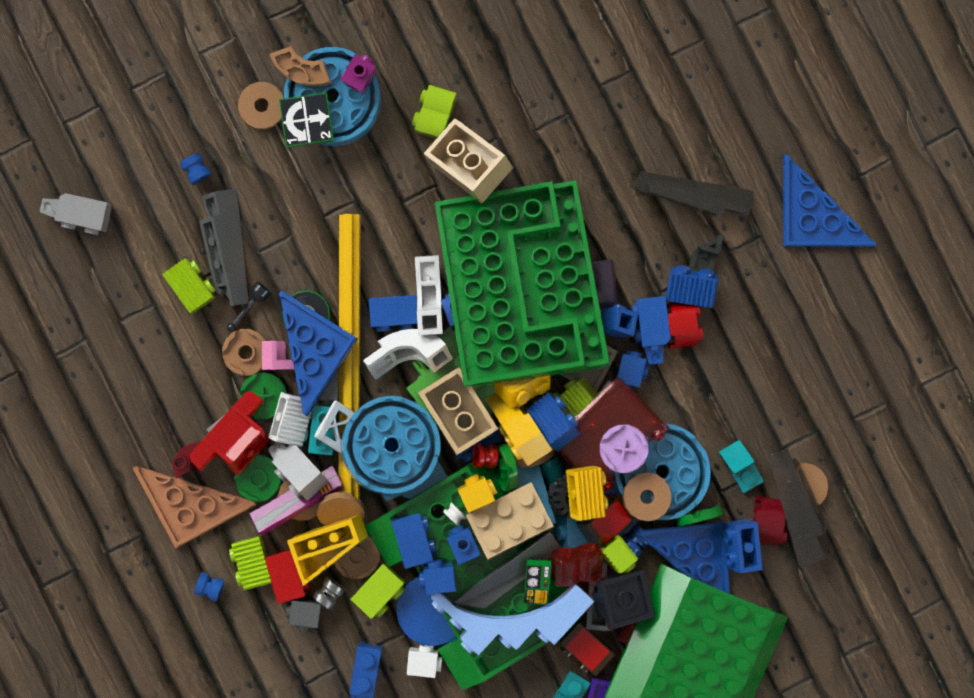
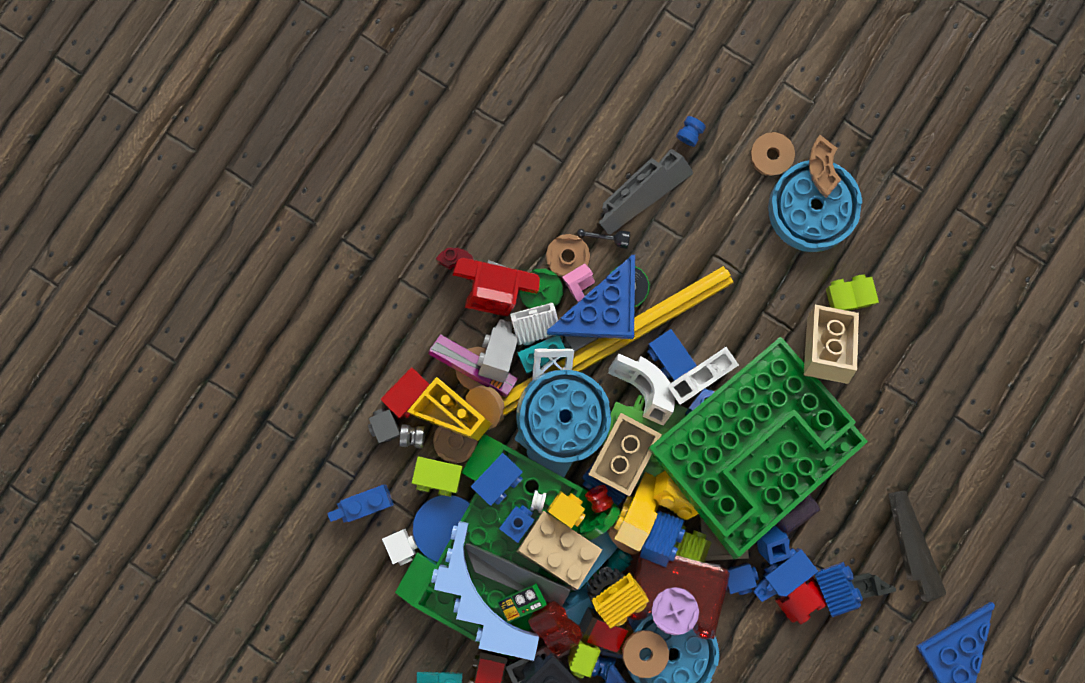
camera: 65 degrees right, 5 degrees down
(78, 211) = (602, 60): light grey hinge -> none
(188, 507) = (416, 283): nougat tile -> none
(189, 285) = (595, 180): lime brick -> none
(209, 586) = (362, 336): blue wheel -> none
(251, 562) = (401, 358): lime brick -> none
(258, 480) = (471, 326): green tile -> none
(306, 120) = (785, 195): tile -> none
(359, 73) = (848, 215): magenta brick -> none
(437, 577) = (479, 518): blue brick -> none

